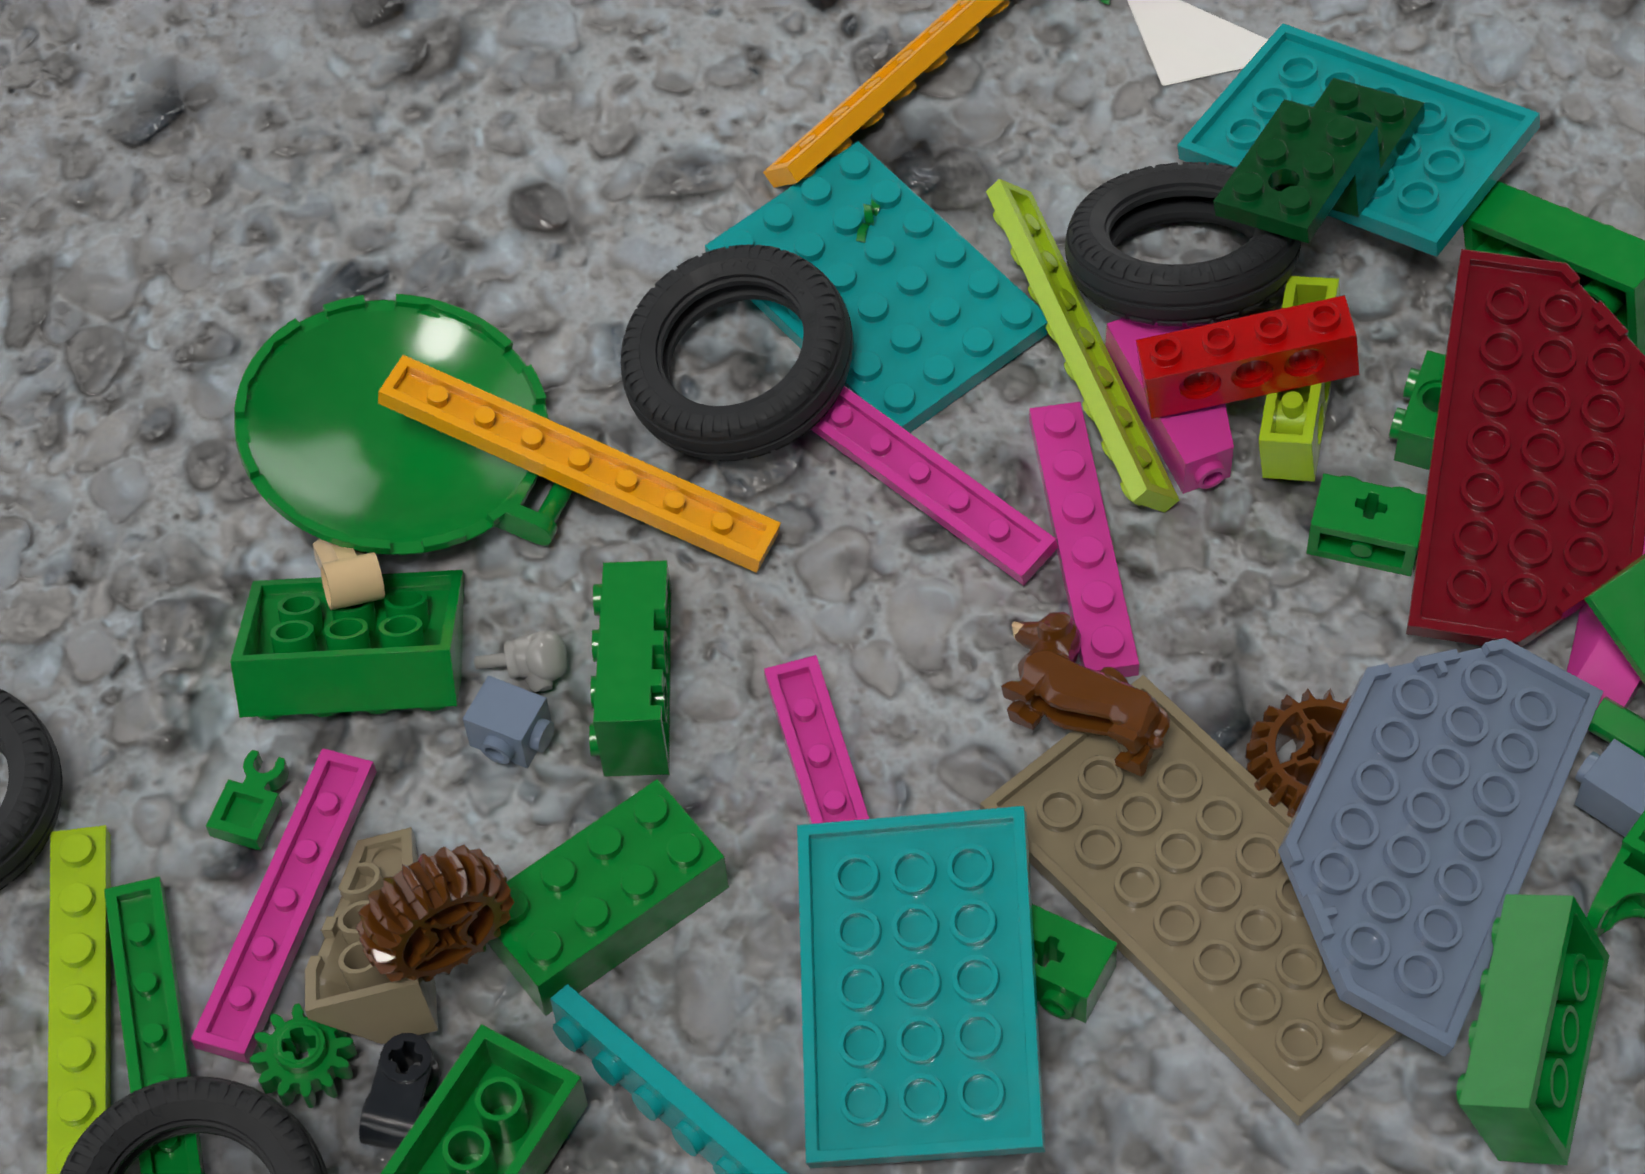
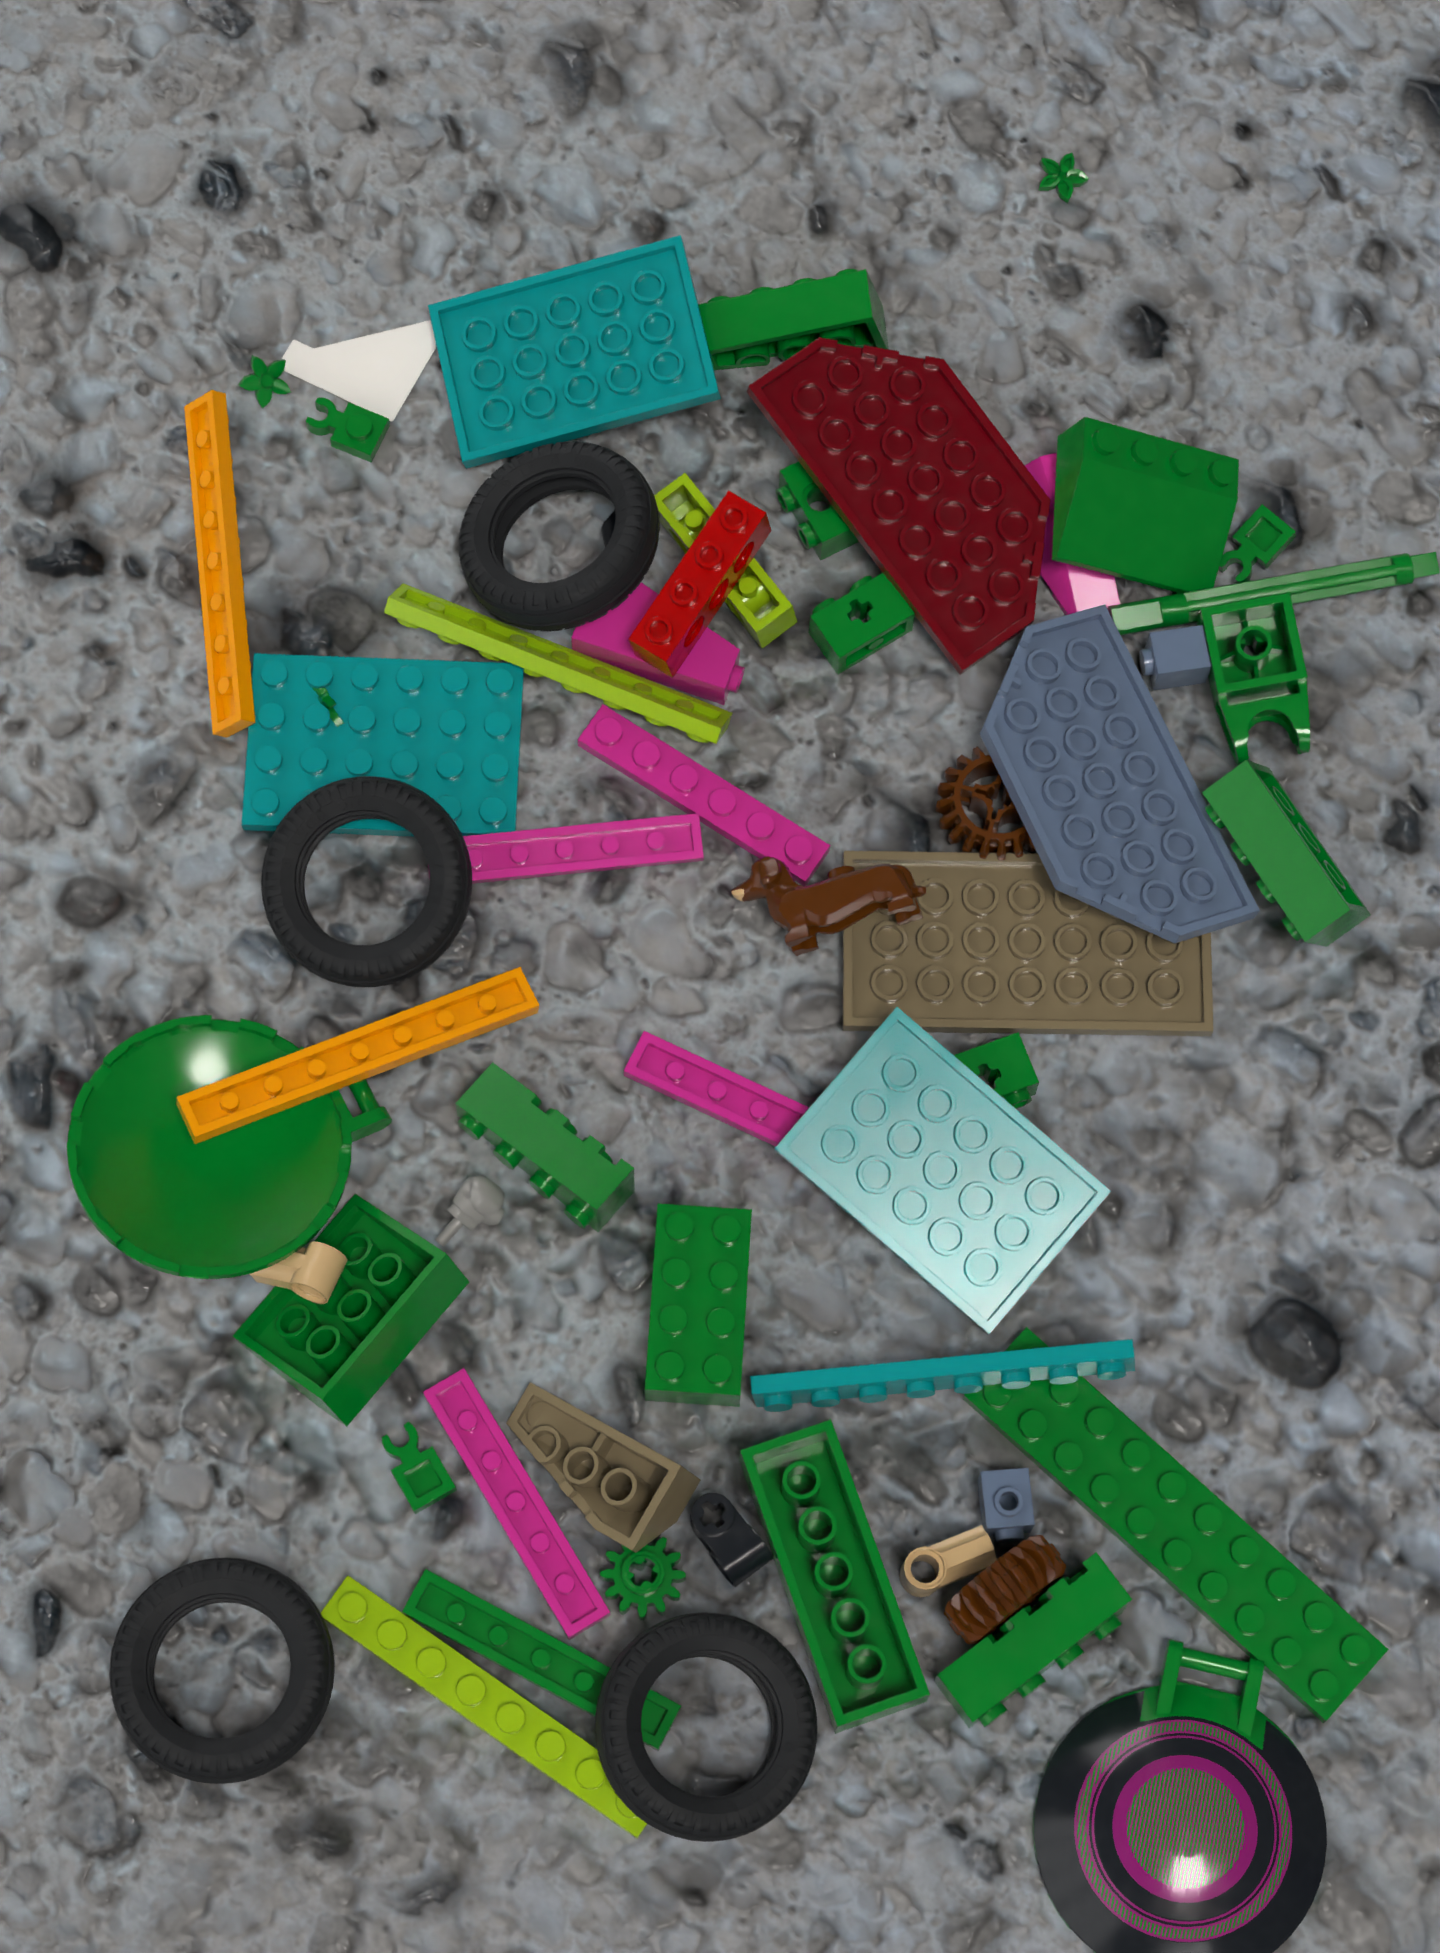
camera: 55 degrees left, 15 degrees up
(434, 914) = (656, 1417): reddish brown gear -> none
(508, 723) = (514, 1260): sand blue brick -> none
(1123, 66) = (354, 431): none -> green plate
(1319, 159) = (592, 398): dark green bracket -> none

